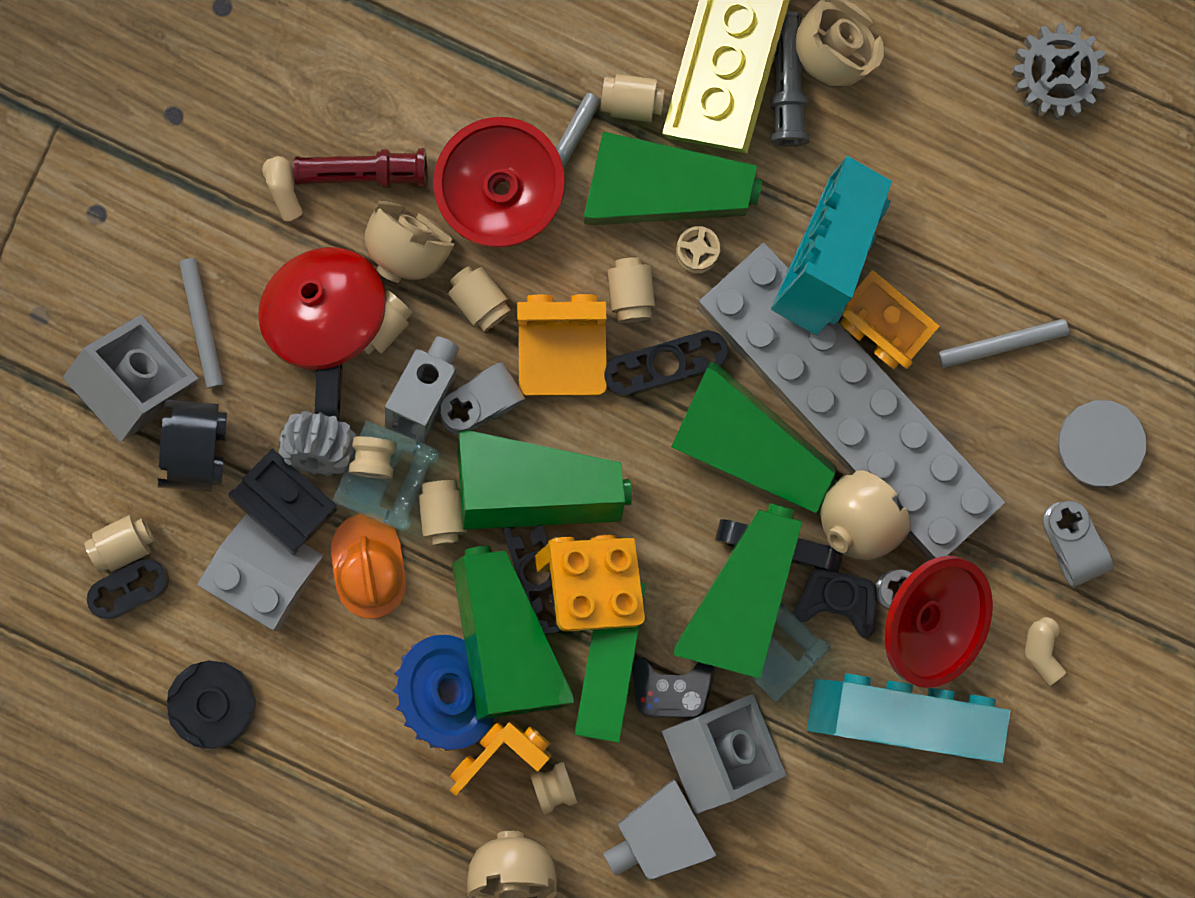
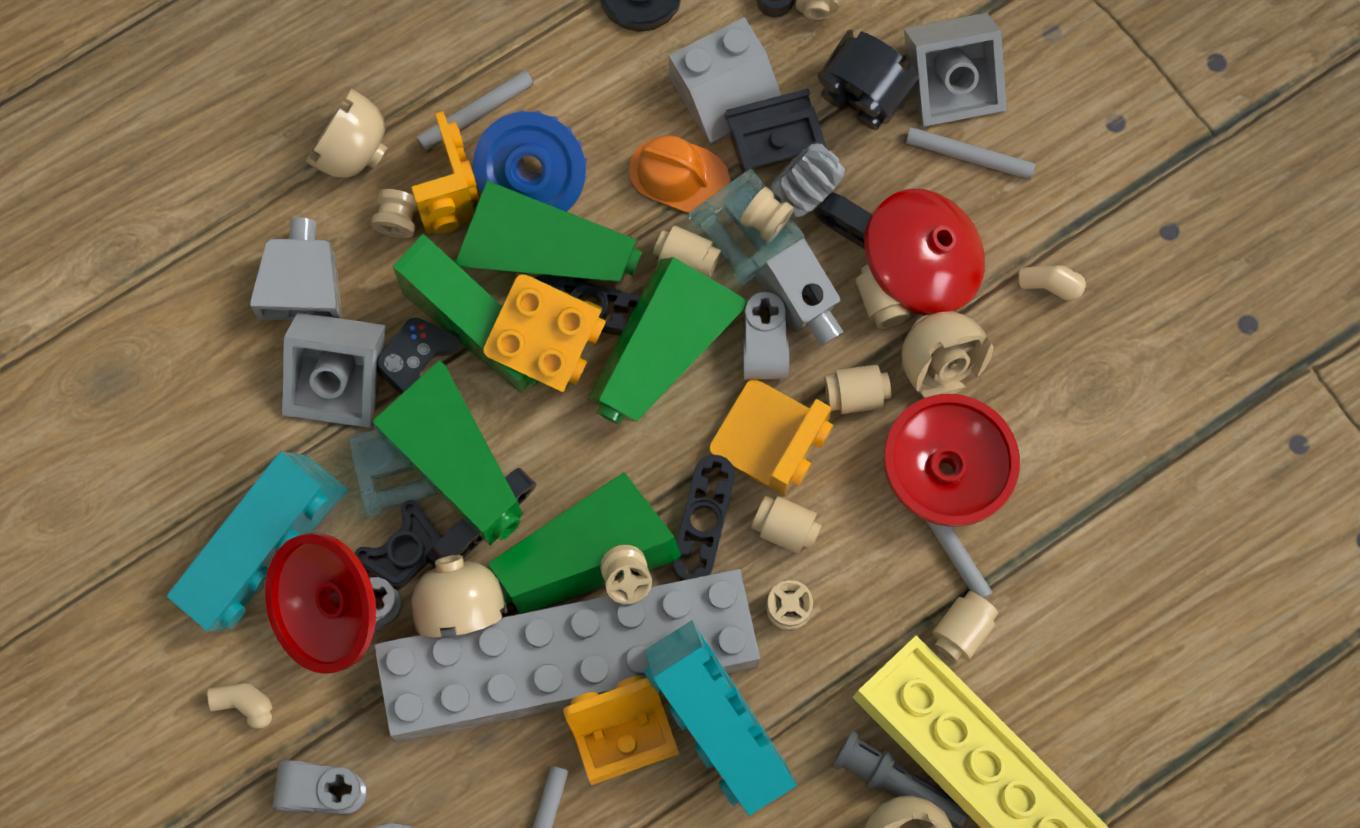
camera: 120 degrees right, 10 degrees down
(383, 168) = (1023, 372): dark red pin -> none
(413, 781) = (478, 108): none -> light grey bar
(665, 183) = (874, 601): green slope -> none
(763, 387) = (636, 578): none -> tan wheel

